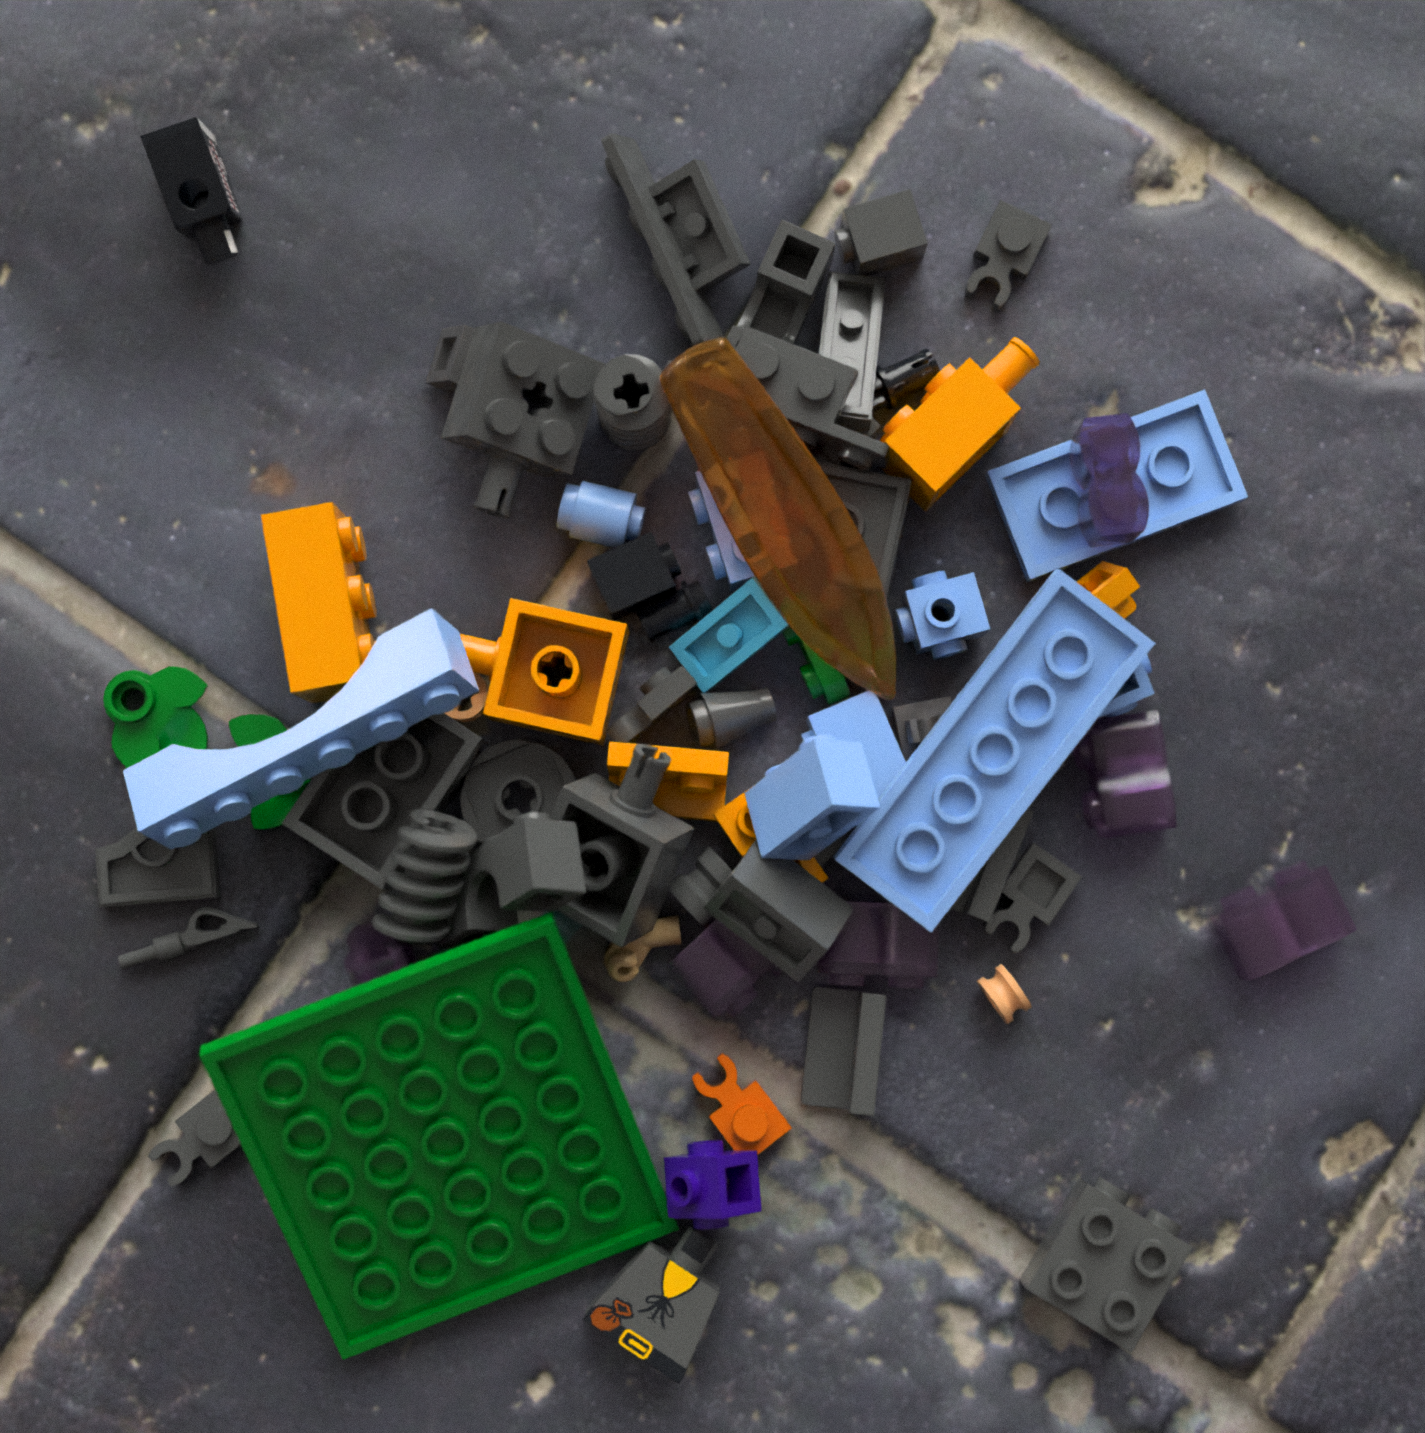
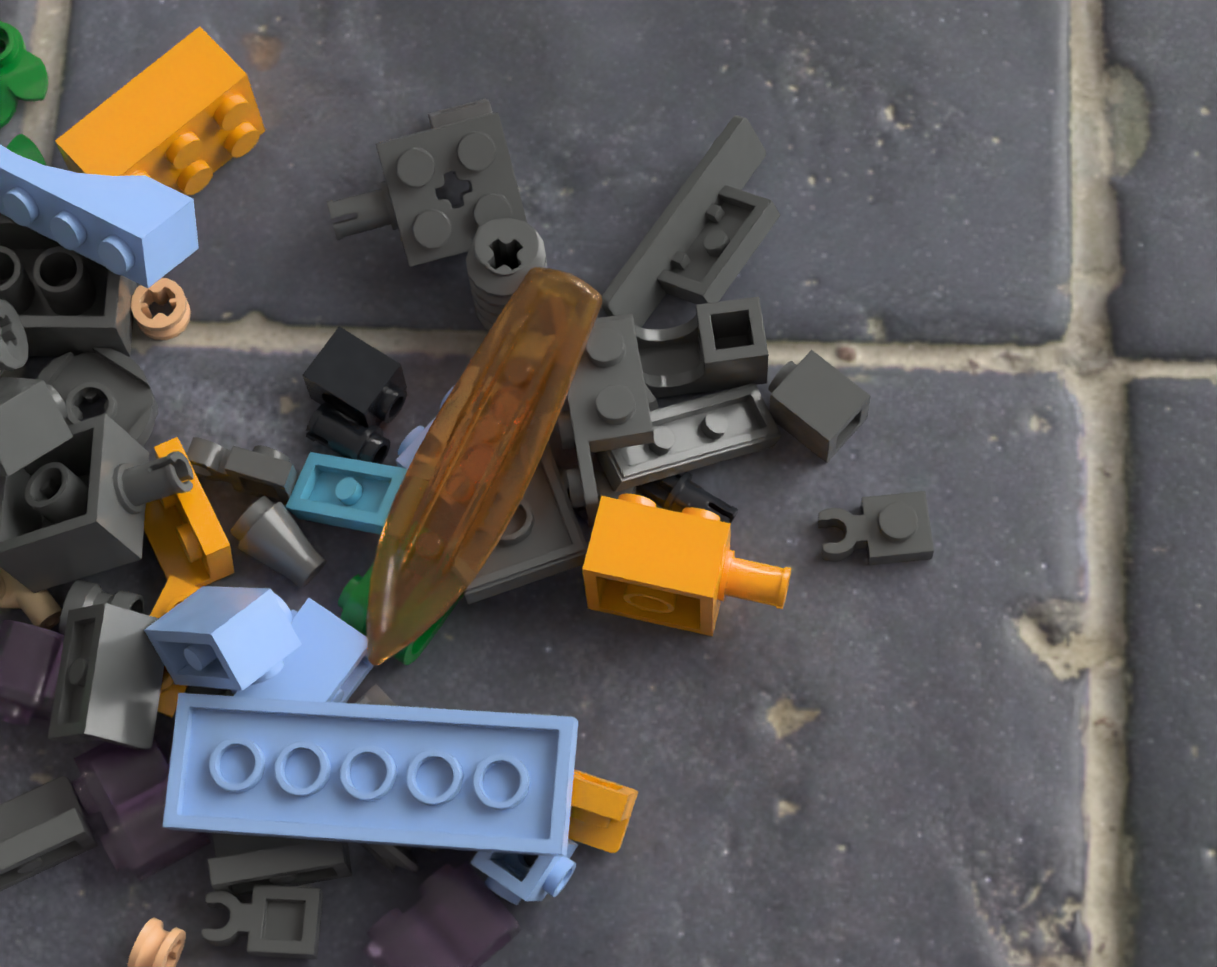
camera: 60 degrees right, 15 degrees down
(536, 639) = (216, 329): light orange brick -> none
(600, 514) = (396, 319): light blue brick -> none
(960, 602) = (488, 667): light blue brick -> none
(1104, 465) = (723, 725): clear purple brick -> none
(1180, 464) = (721, 761): light blue plate -> none

